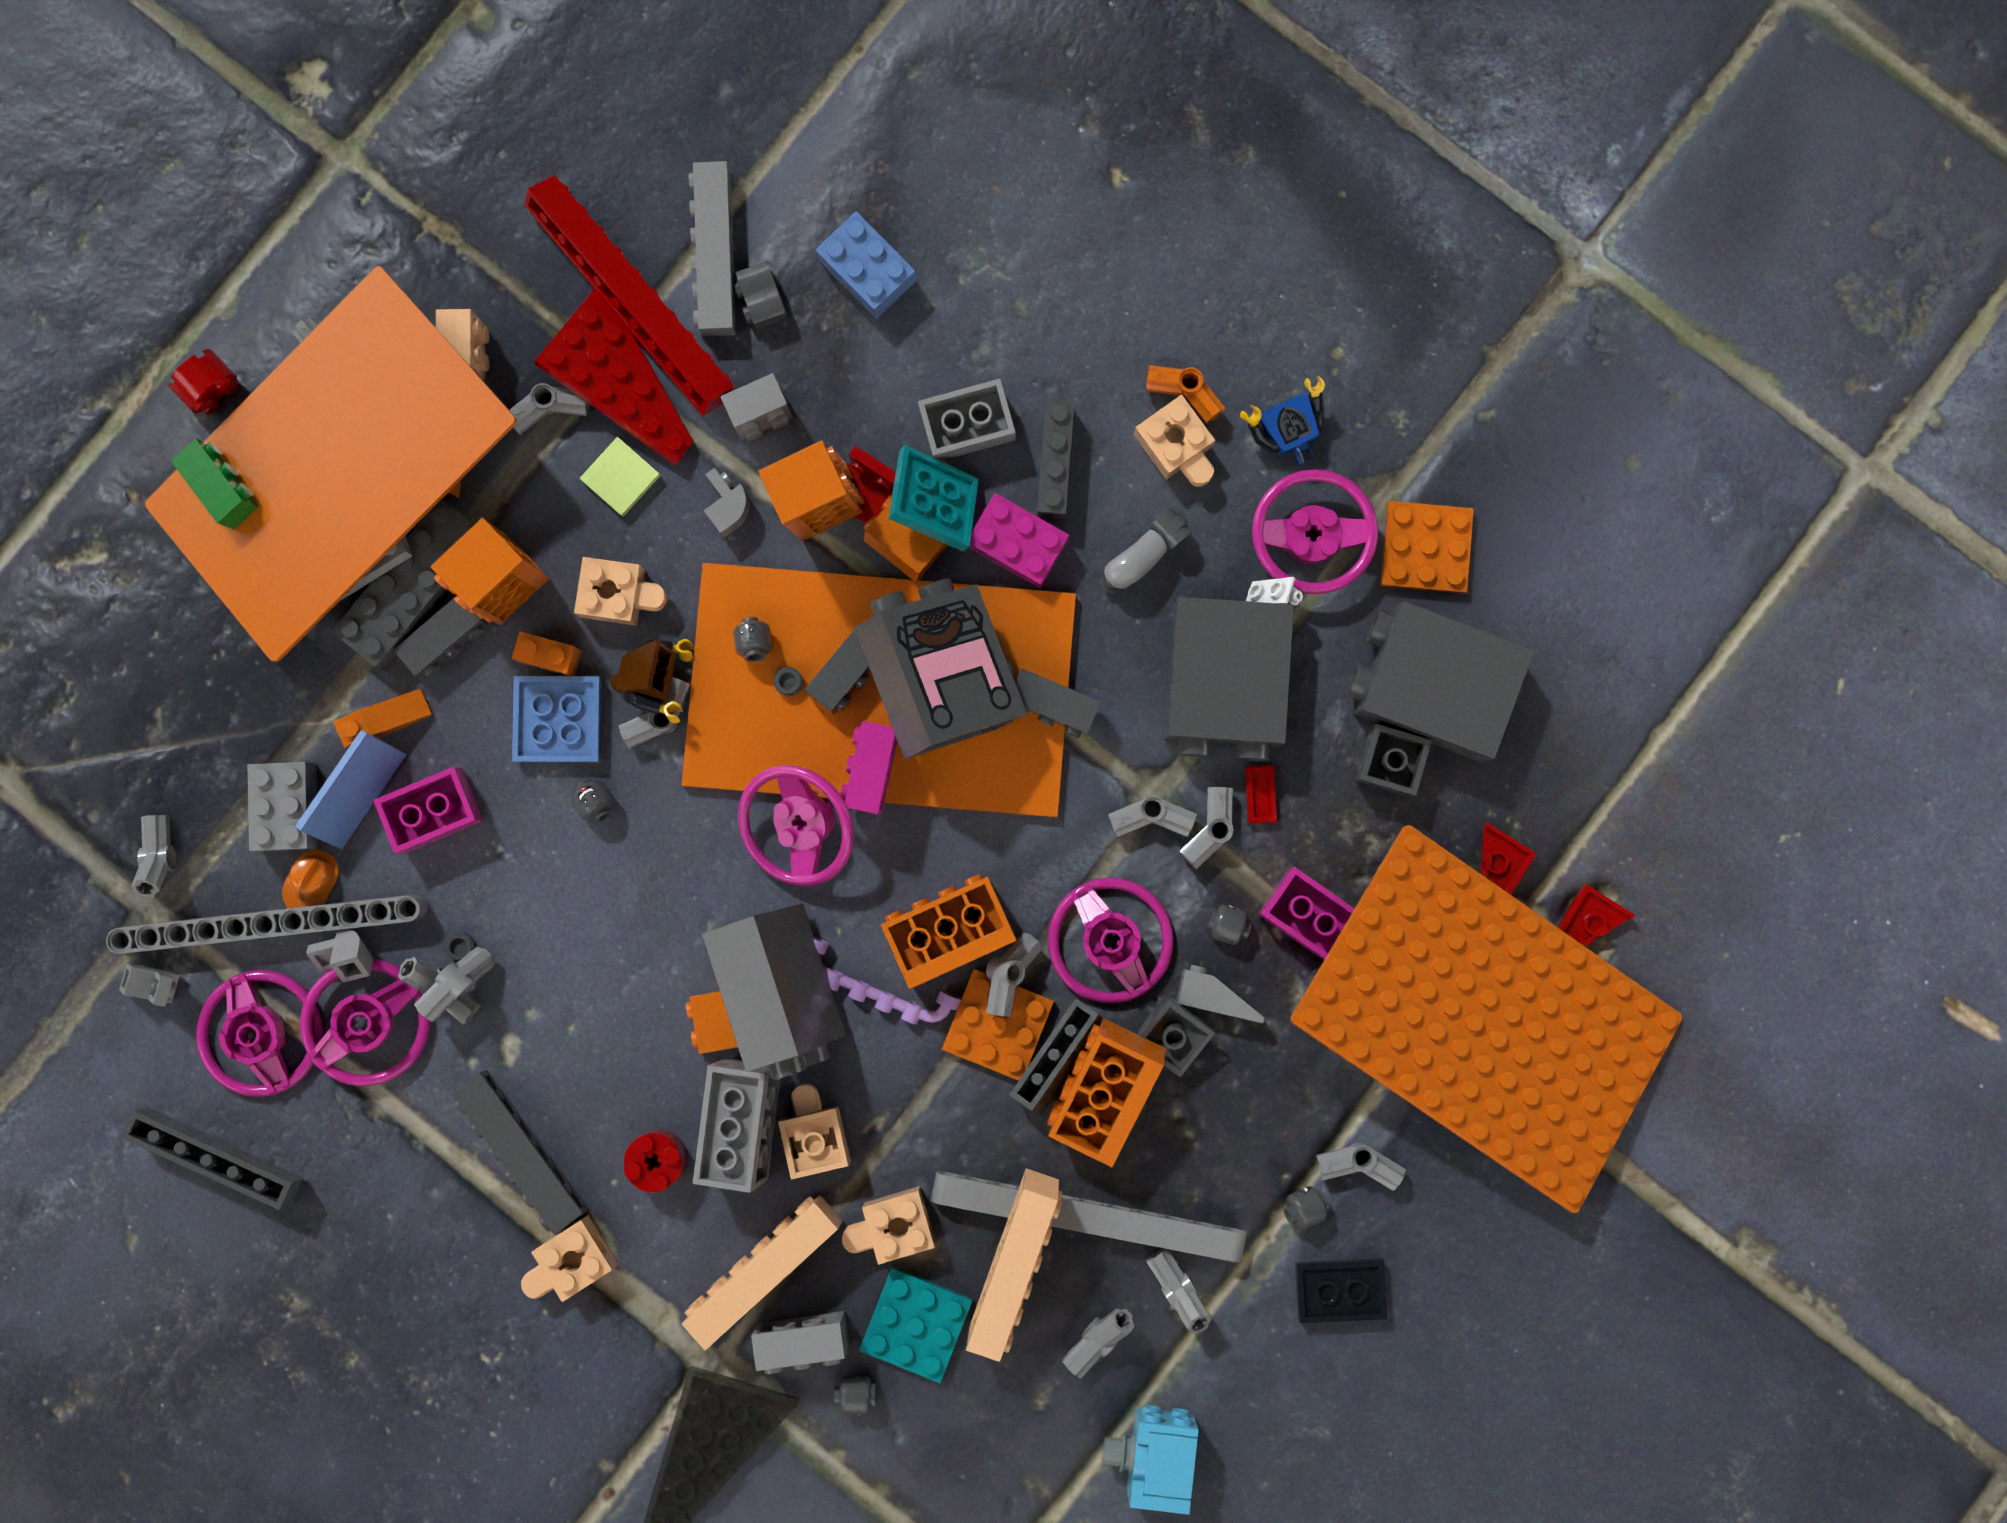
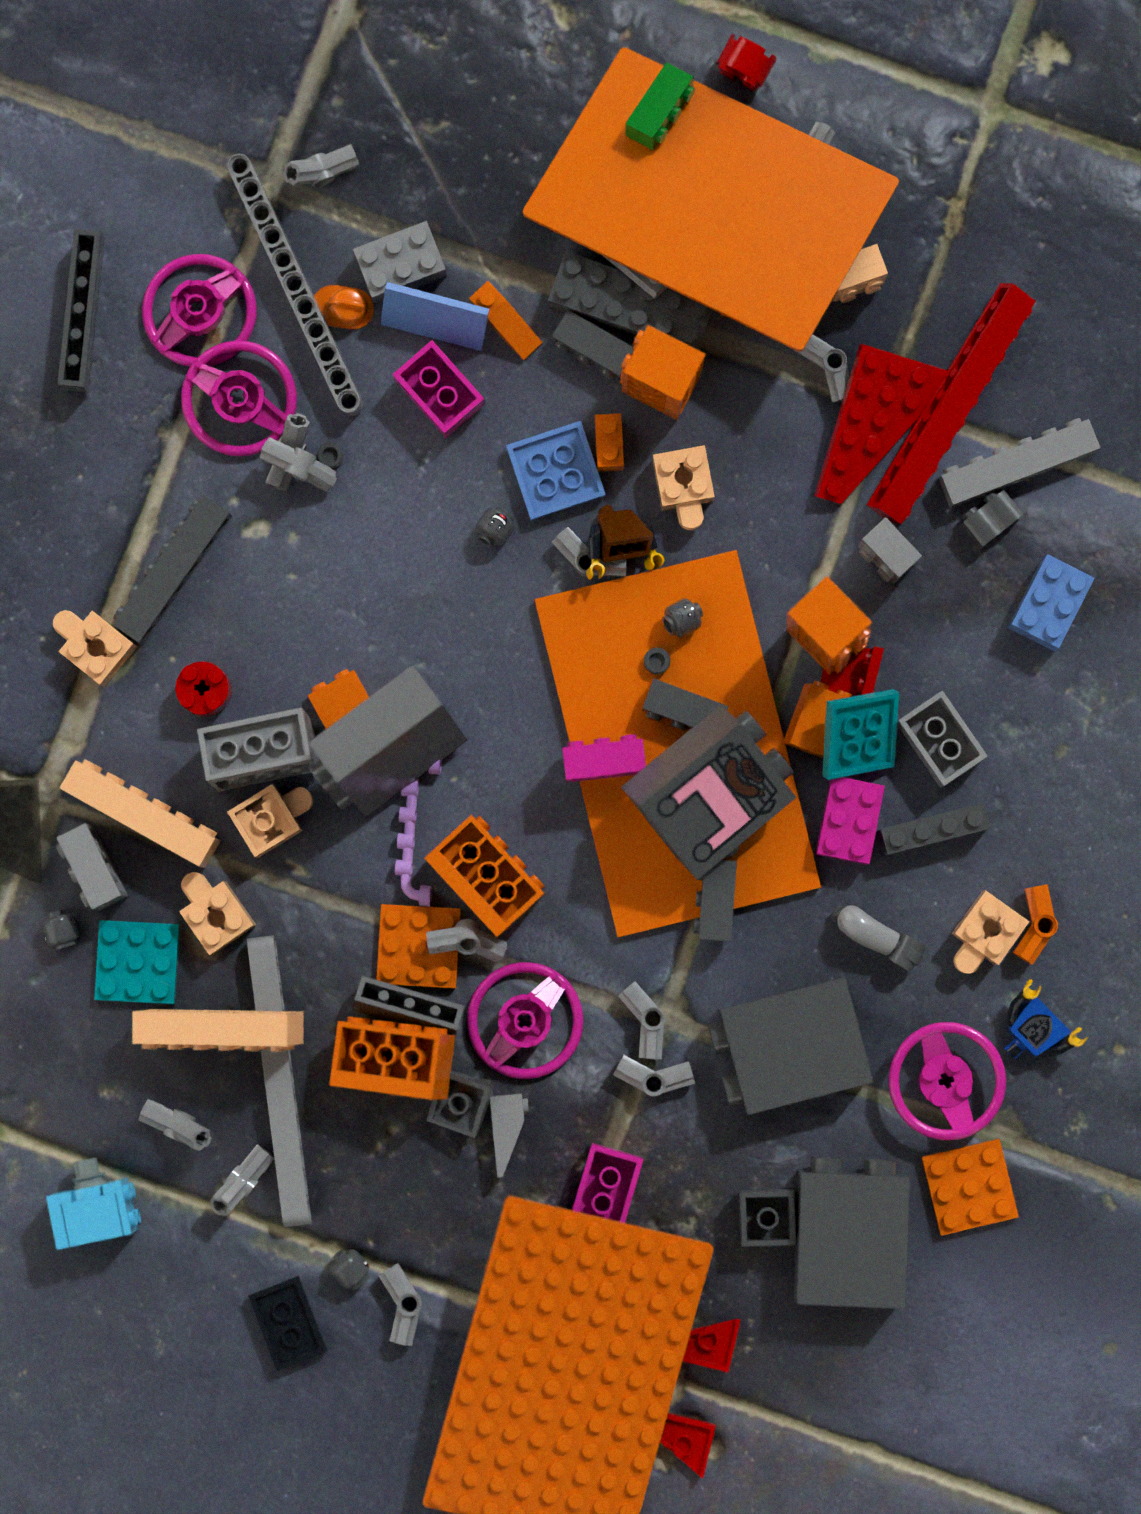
camera: 70 degrees right, 0 degrees up
(149, 983) = (210, 202): light grey brick -> none
(344, 954) = (292, 360): light grey brick -> none
(620, 476) = (788, 450): yellowish green tile -> none
(732, 507) = (795, 559): light grey brick -> none
(803, 838) = (524, 720): dark pink piece -> none
(1229, 924) = (573, 1120): dark grey head -> none
(1260, 794) = (698, 1110): red tile -> none
(1275, 591) = (880, 1062): white hinge -> none

